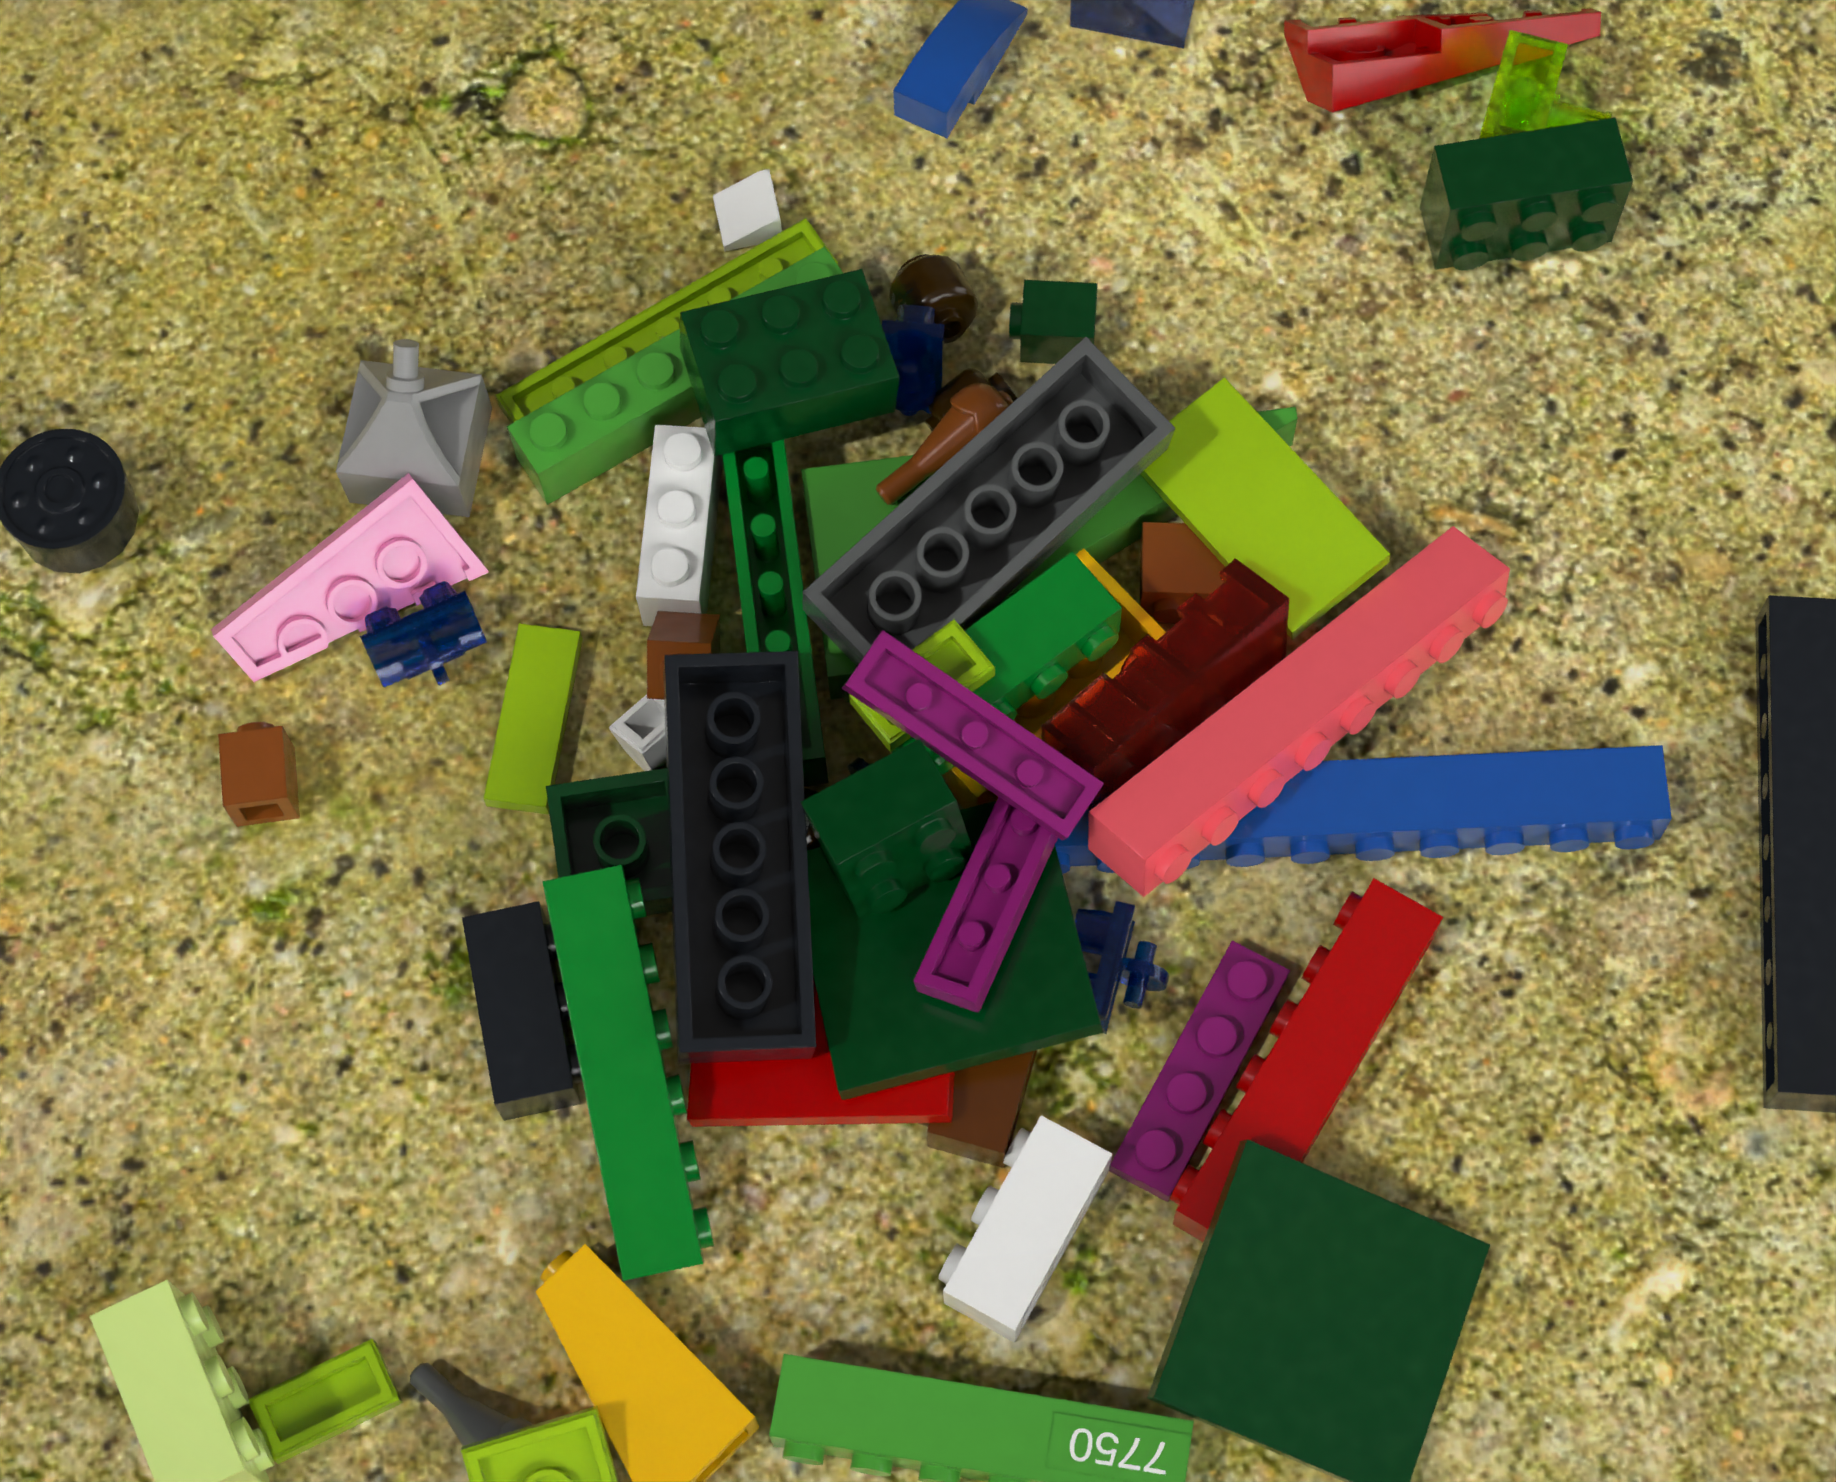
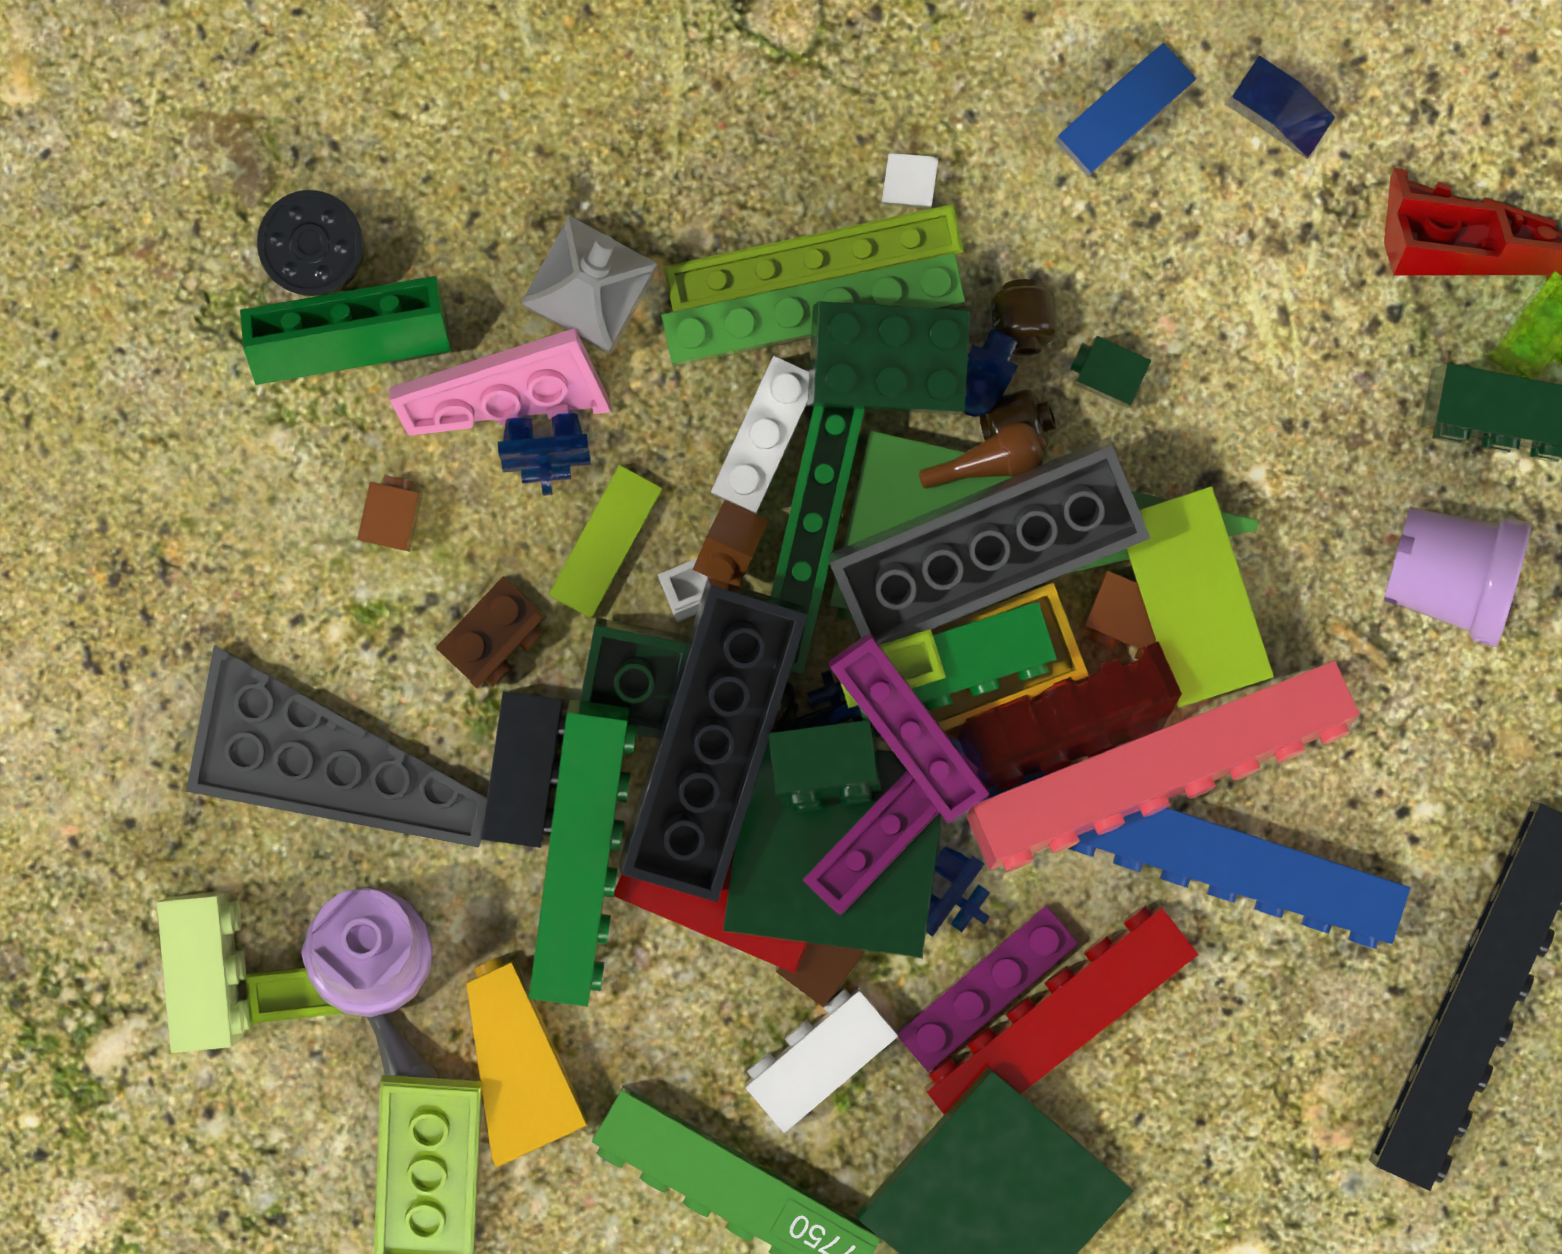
camera: 15 degrees right, 20 degrees up
(136, 583) = (345, 330): none -> green brick
(237, 1099) = (295, 755): none -> dark grey wing
(389, 1293) = (367, 952): none -> lavender piece
(431, 870) = (492, 634): none -> reddish brown bracket
(1553, 374) = (1459, 570): none -> lavender piece

